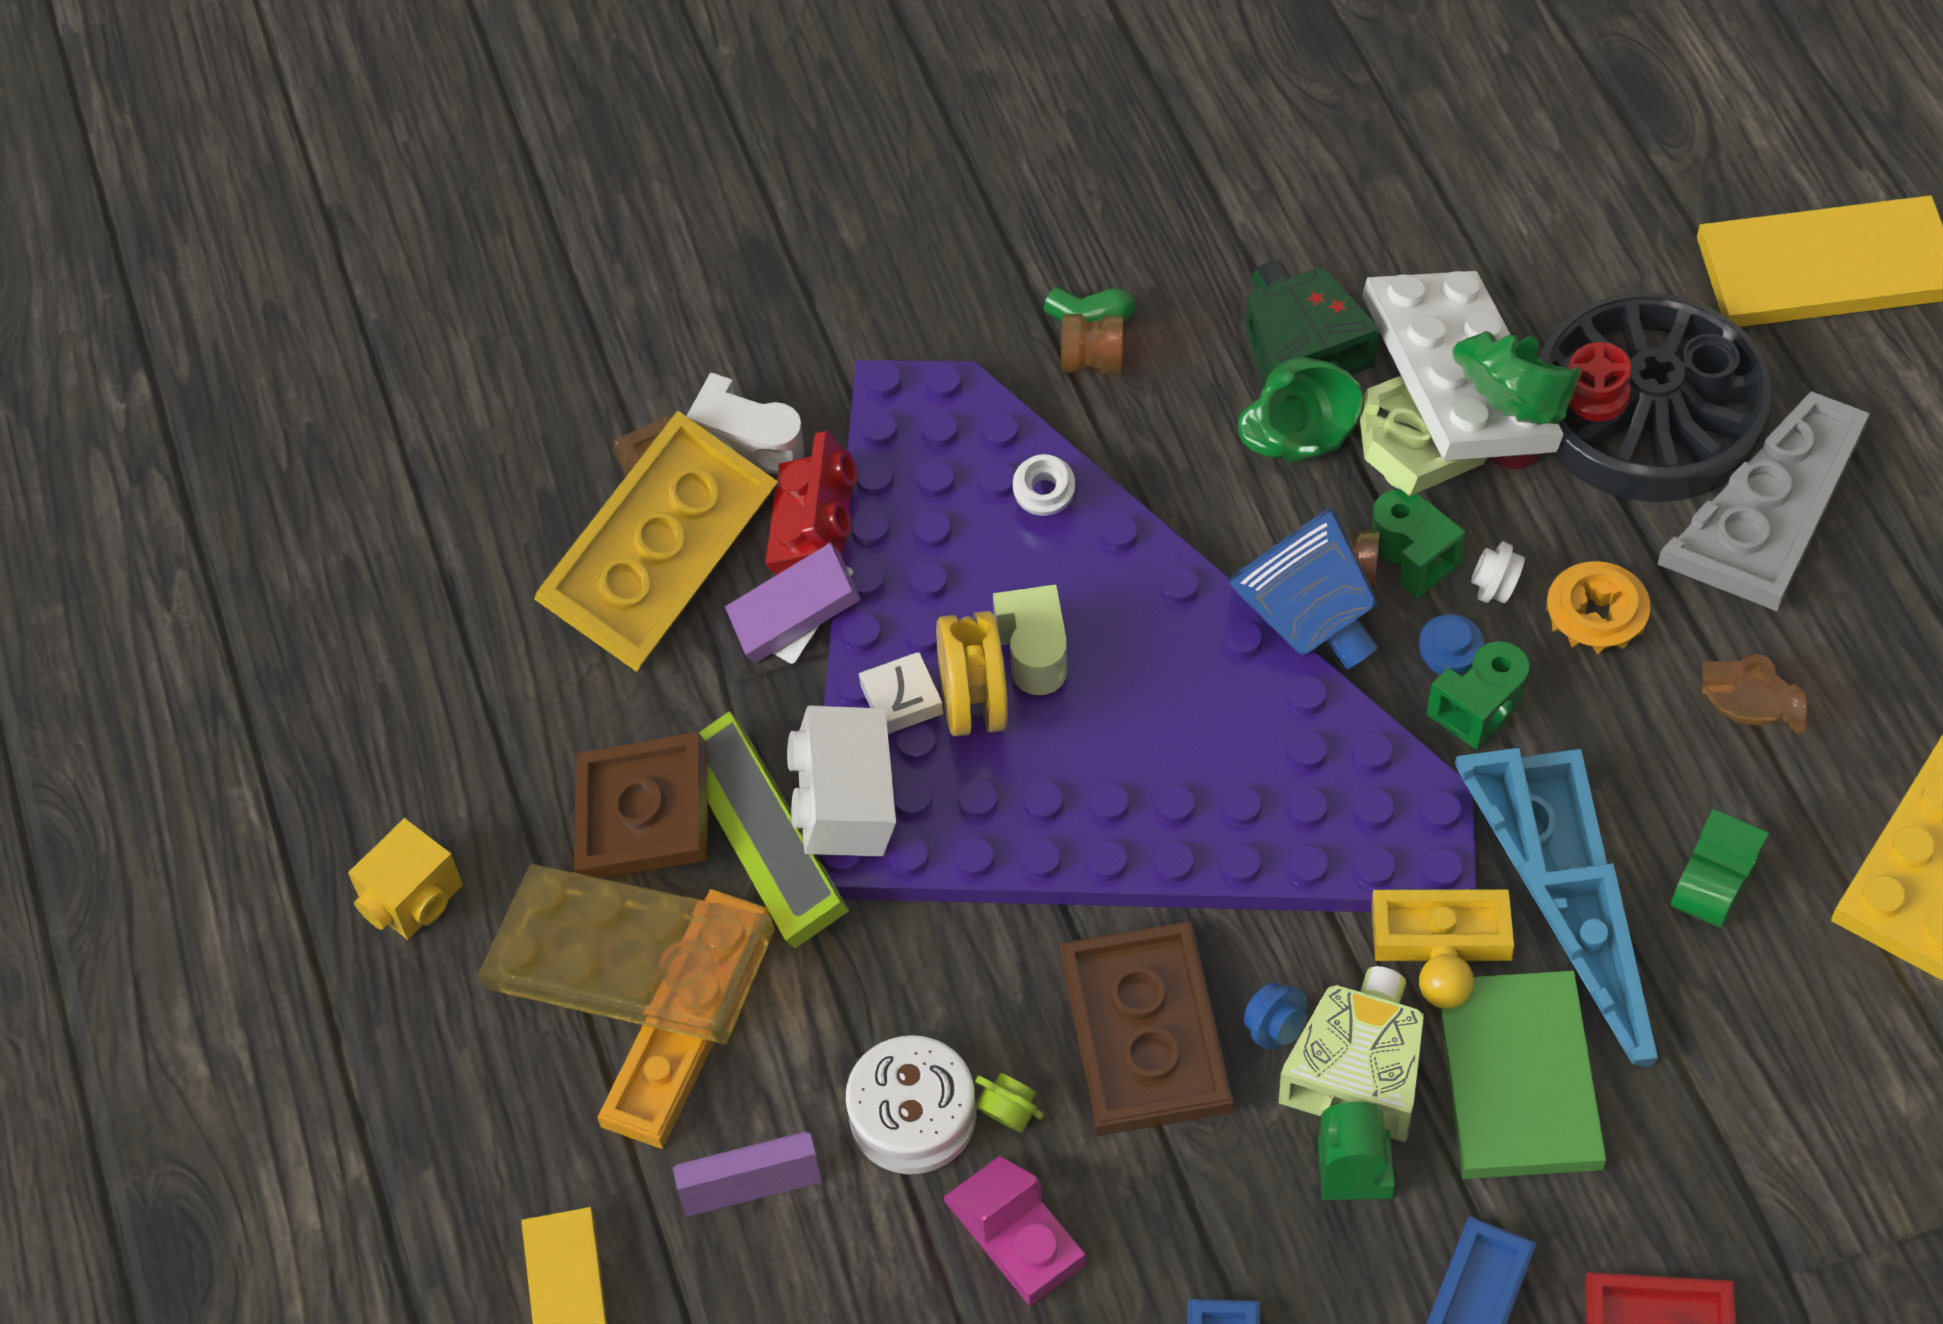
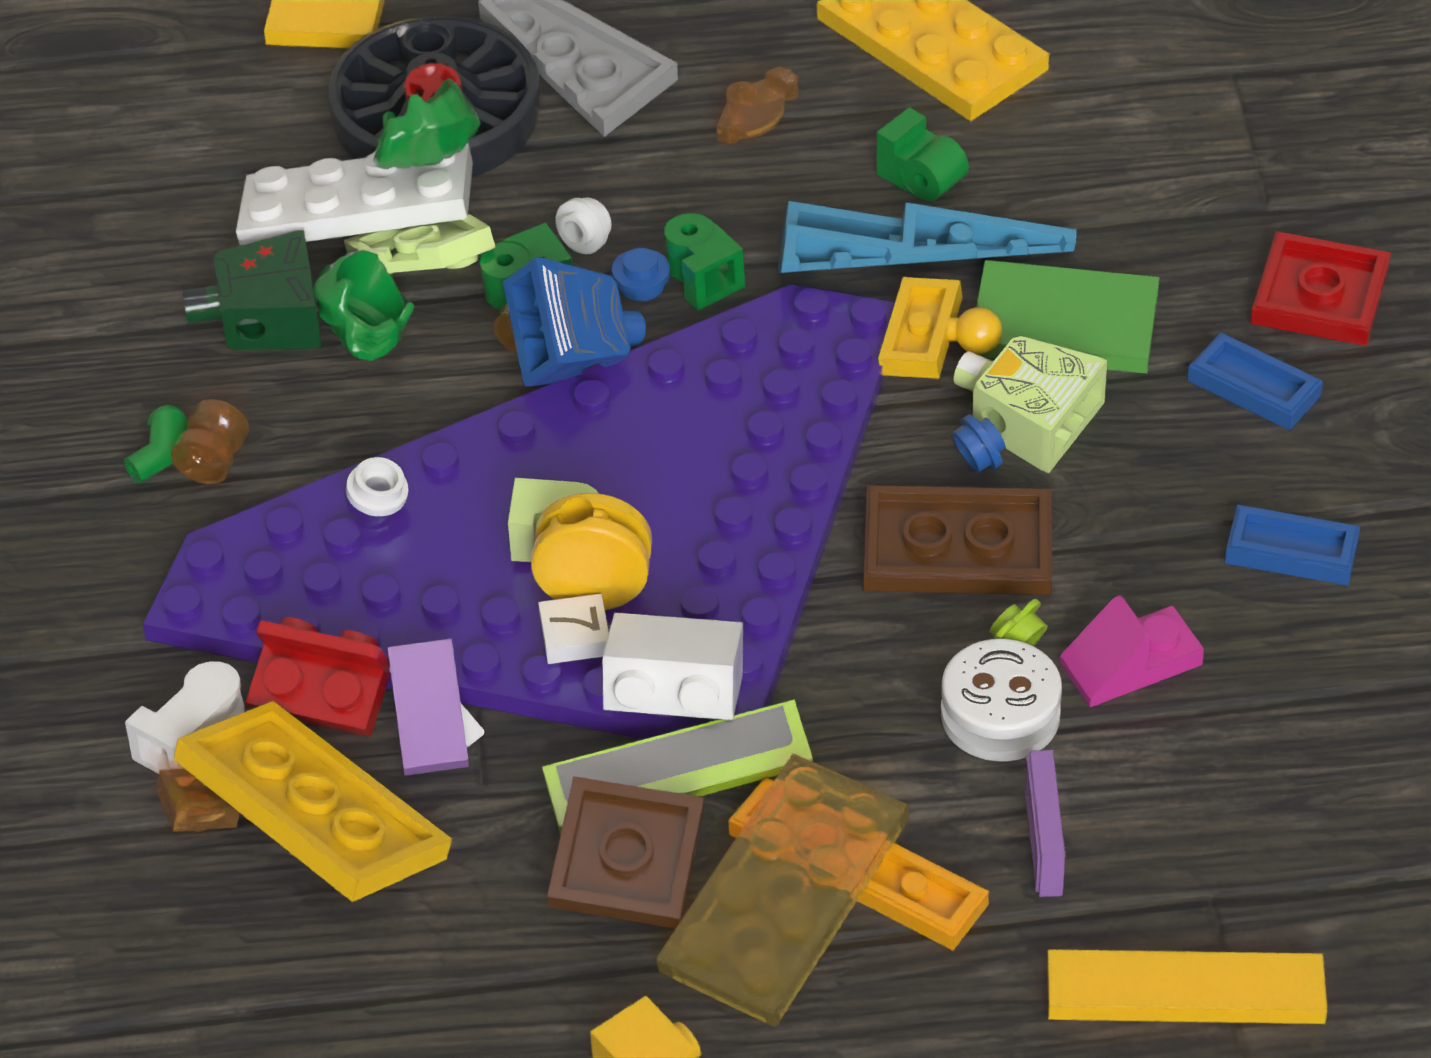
camera: 80 degrees left, 10 degrees down
(1355, 1153) = (1123, 401): green leg -> none
(1604, 585) = (651, 164): light orange gear -> none

